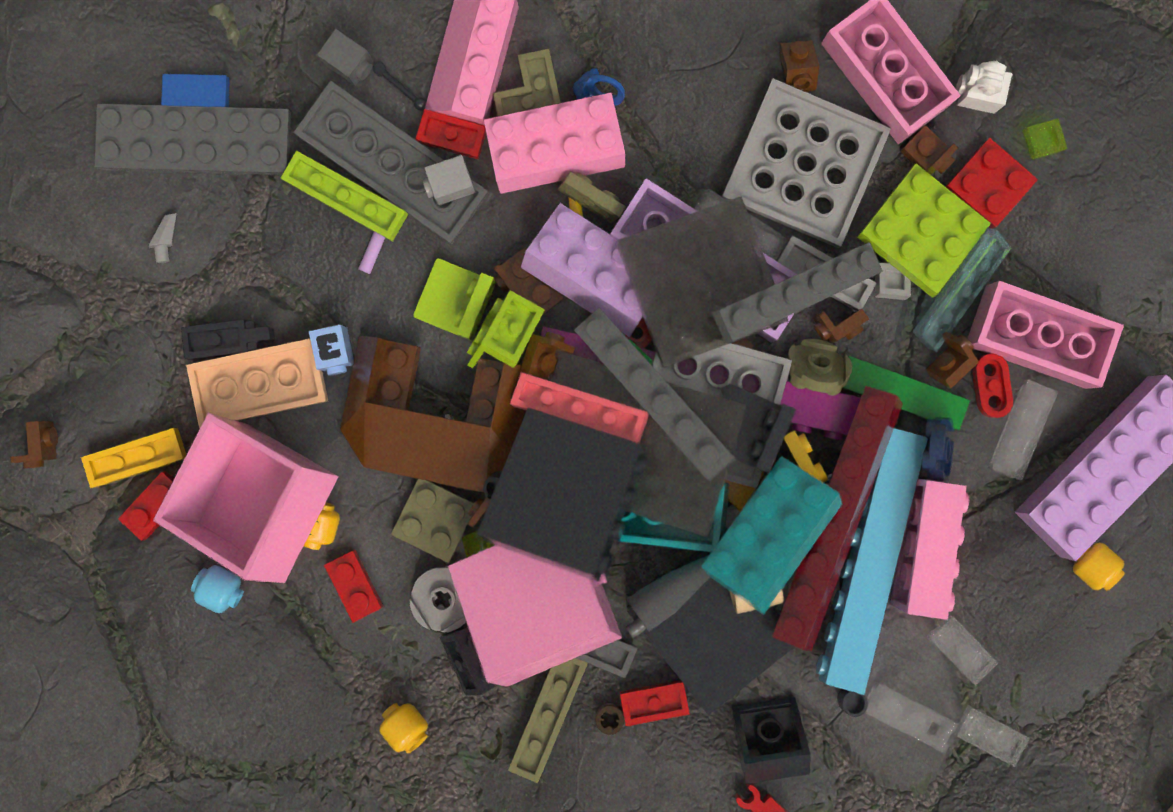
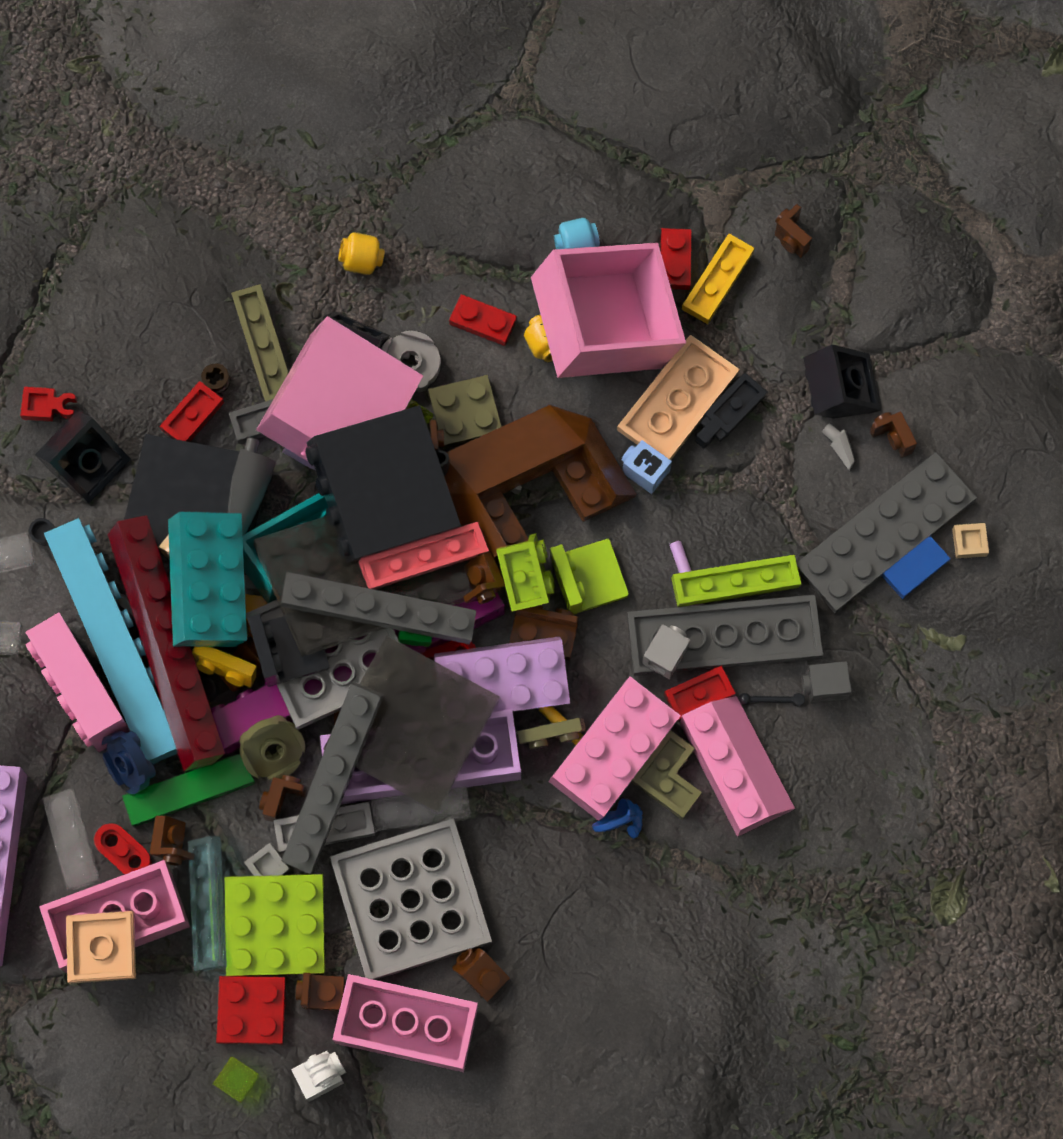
camera: 135 degrees right, 15 degrees down
(107, 204) = (899, 433): none -> reddish brown bracket
(116, 286) = (841, 382): none -> black slope
(133, 74) = (970, 540): none -> tan plate
(1082, 312) = (100, 947): none -> light nougat tile

